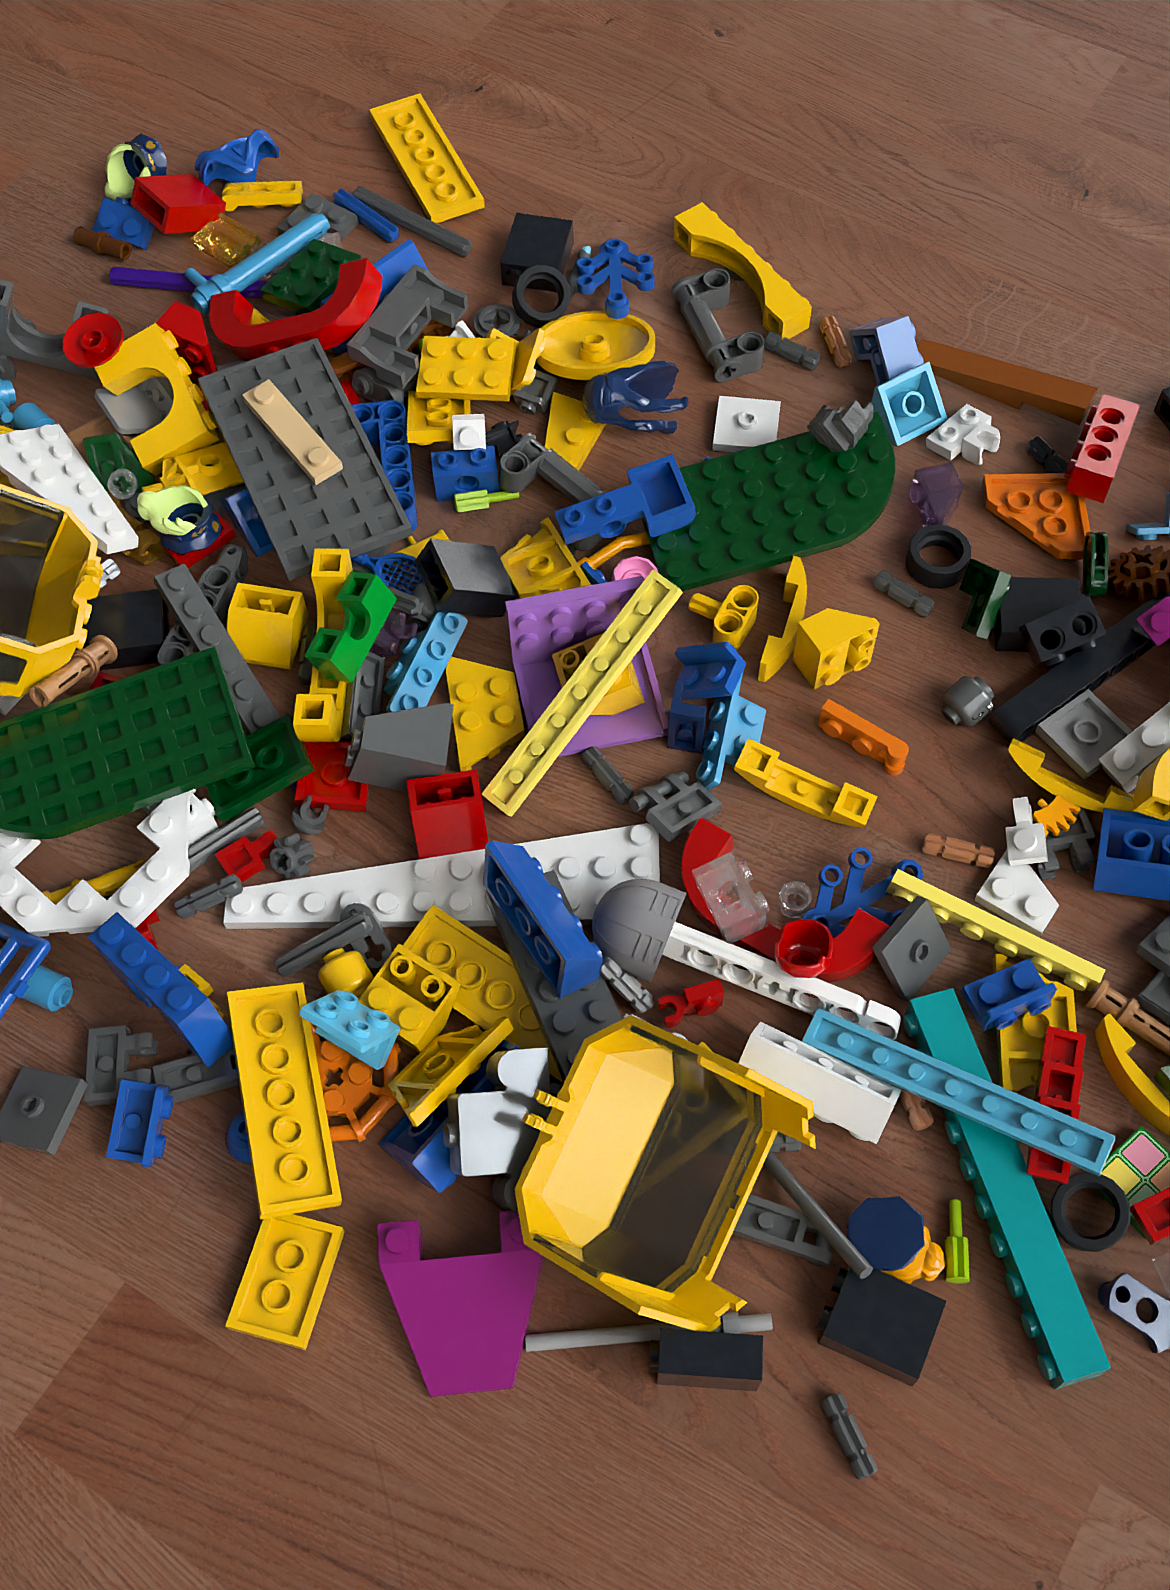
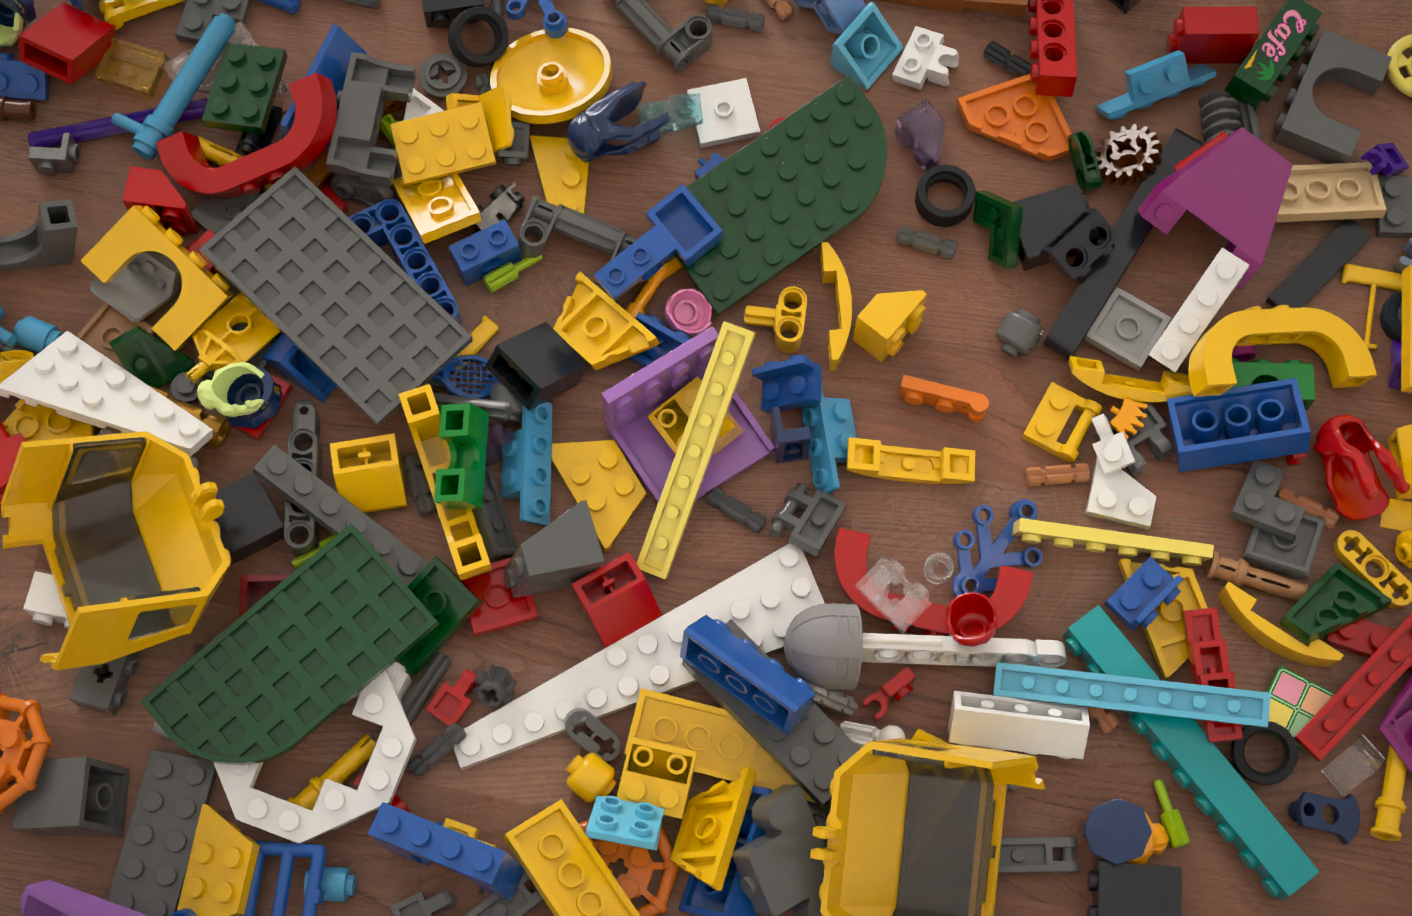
camera: 25 degrees left, 10 degrees up
(82, 664) = (222, 598): medium nougat pin -> none
(93, 340) = (67, 232): red dish -> none
(115, 490) = (172, 377): clear bush -> none
(126, 292) = (54, 160): none -> flat silver bracket
(292, 432) = (318, 277): tan plate -> none
(308, 821) = (492, 647): dark grey plate -> none
(324, 944) = (561, 757): dark grey axle -> none
(468, 431) = (479, 216): white plate -> none
(701, 413) = (682, 108): none -> clear light blue slope
(818, 1216) = (1061, 838): dark grey bar -> none
(841, 428) = (824, 106): dark grey hair -> none
(912, 948) = (1053, 581): dark grey plate -> none
(973, 794) = (1051, 418): none -> yellow plate

